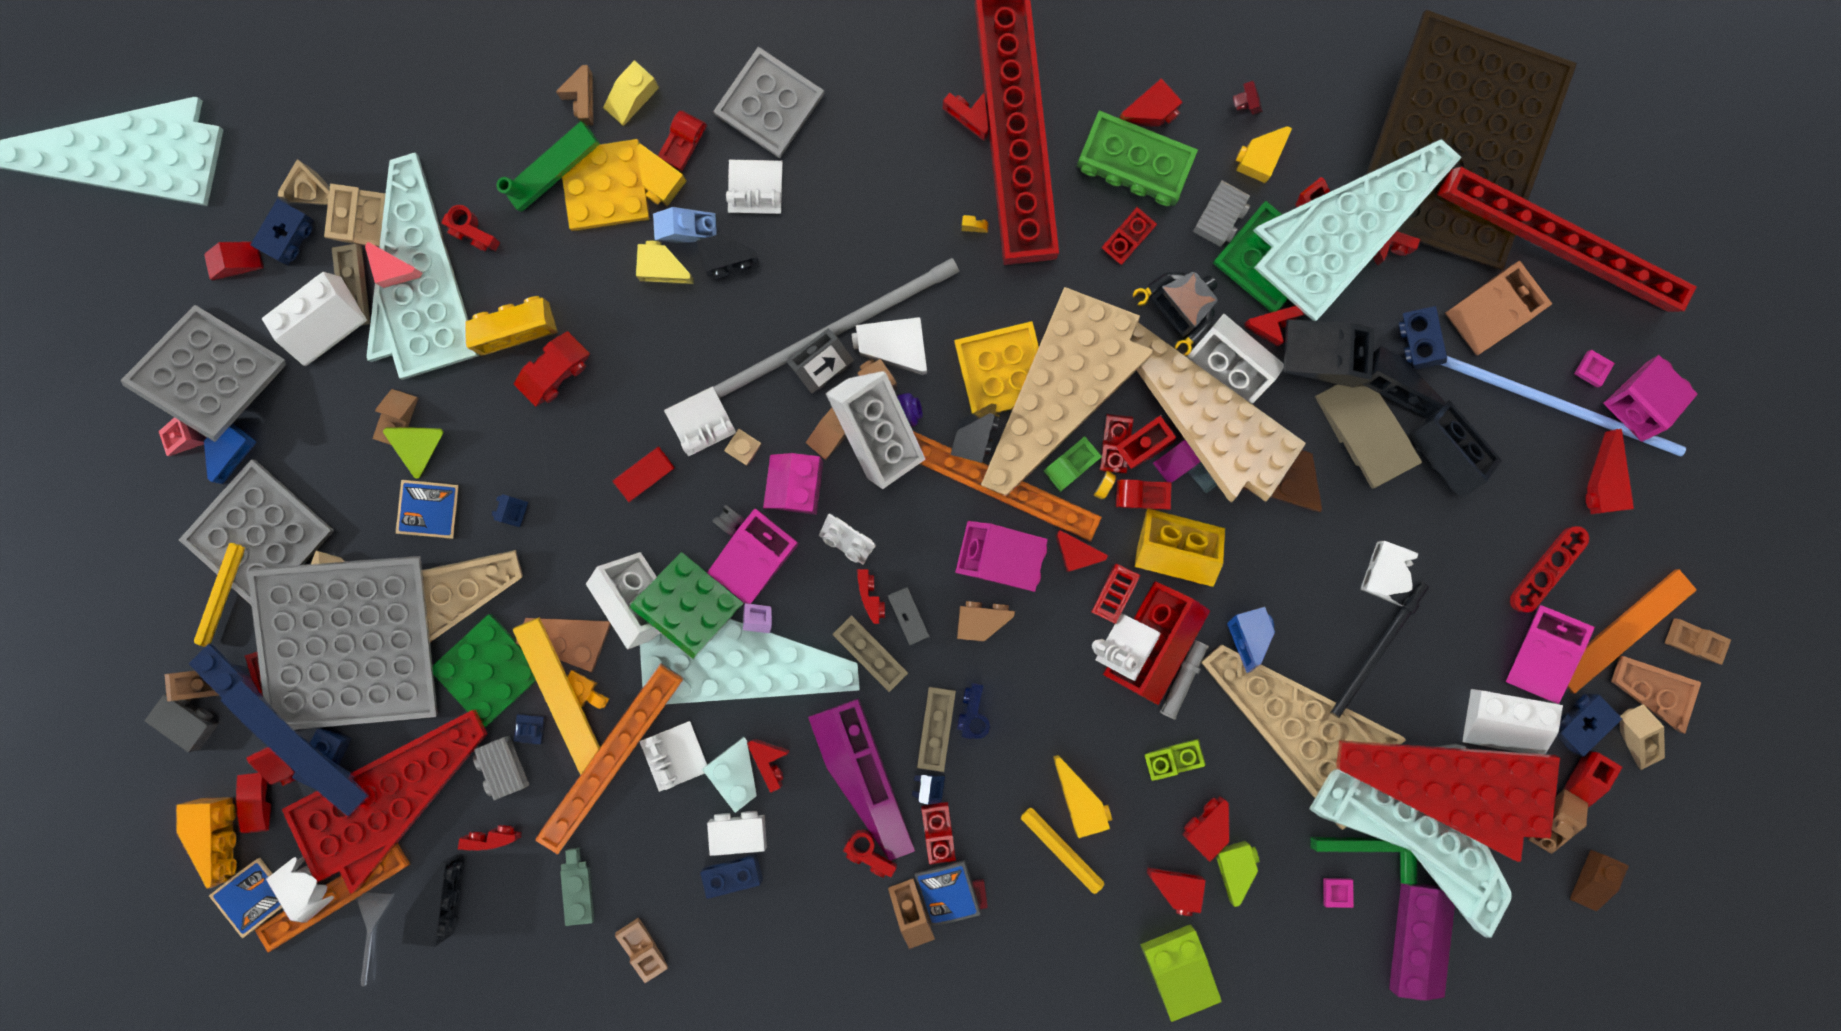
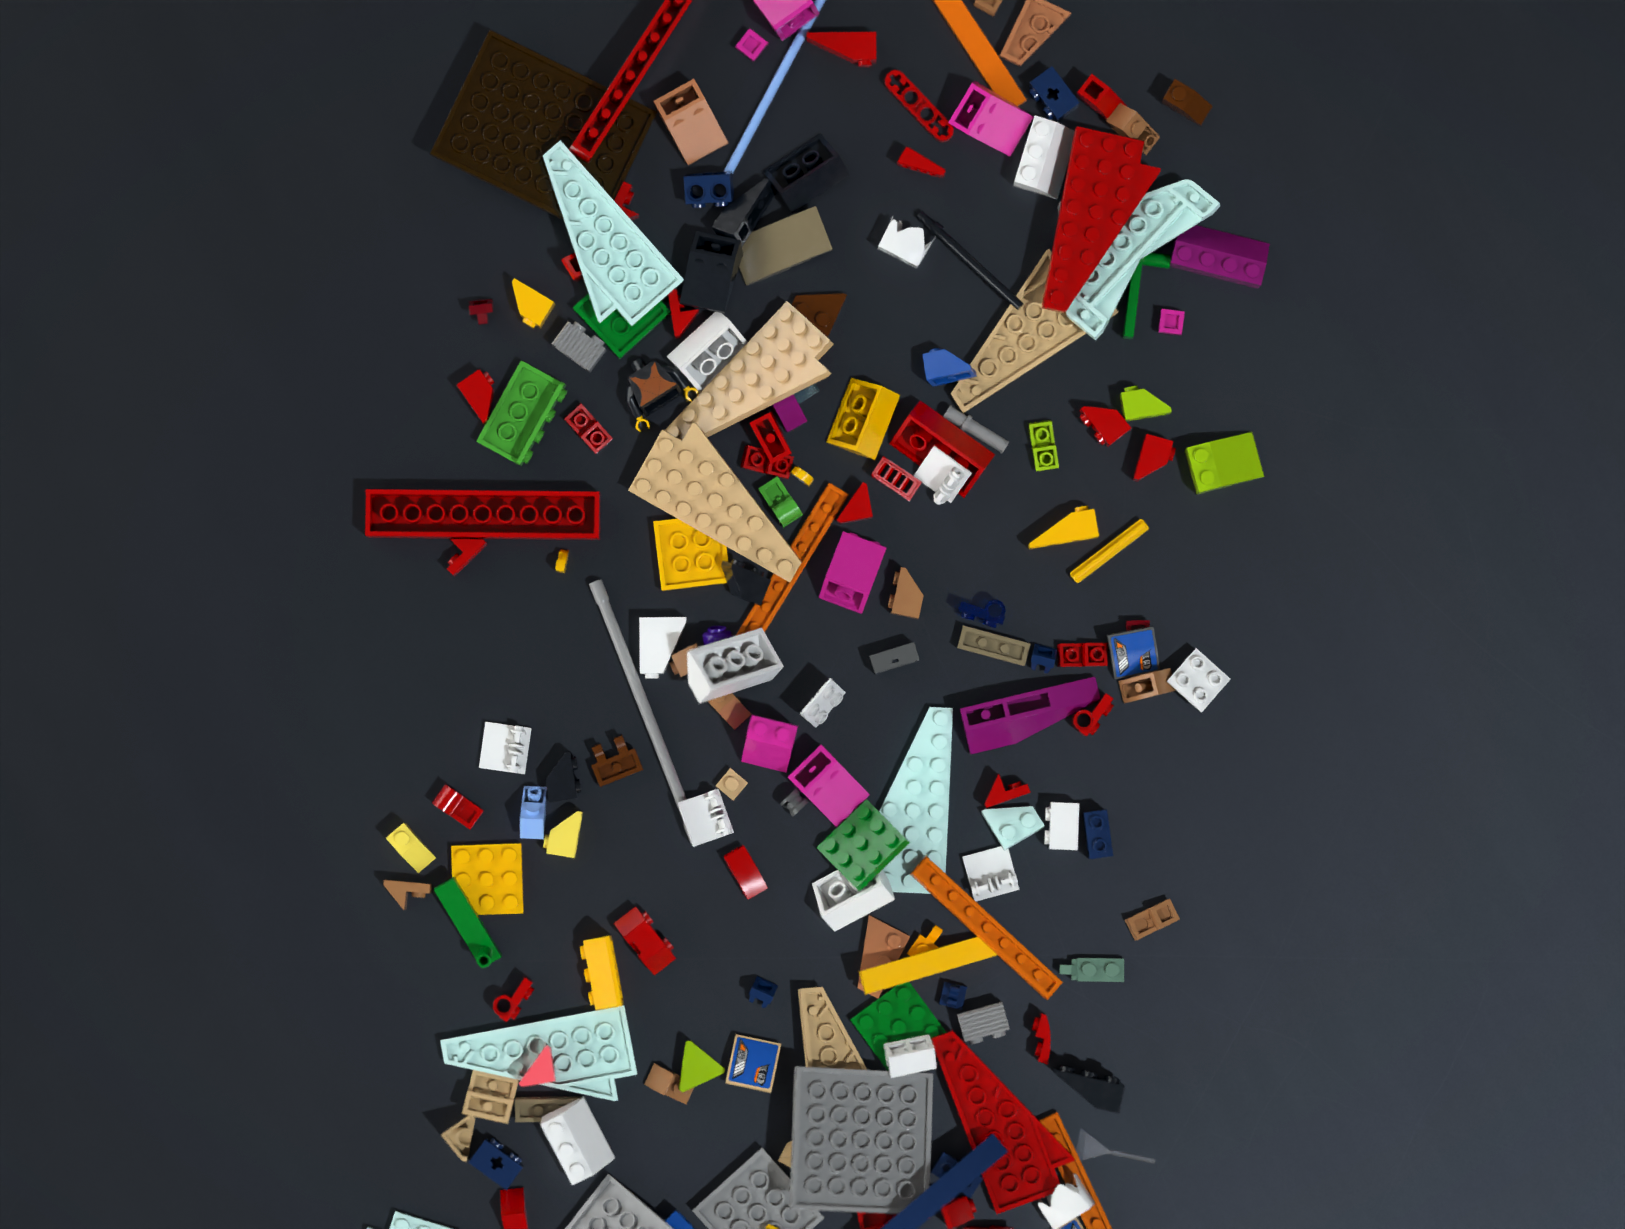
camera: 85 degrees left, 0 degrees up
(450, 688) = (910, 1056): none -> white hinge
(658, 177) = (487, 830): yellow slope -> none
(747, 314) = (615, 767): none -> reddish brown plate
(757, 618) = (881, 788): lavender plate -> none
(769, 102) = (433, 727): light grey plate -> none
(820, 360) = (666, 708): dark grey brick -> none
(870, 653) = (922, 694): dark tan plate -> none
(872, 604) = (881, 687): red slope -> none
(924, 974) = (1198, 680): none -> white hinge
(1143, 494) = (814, 444): red plate -> none
(1485, 575) = (915, 161): none -> red slope
(1643, 736) = (1069, 48): tan slope -> none

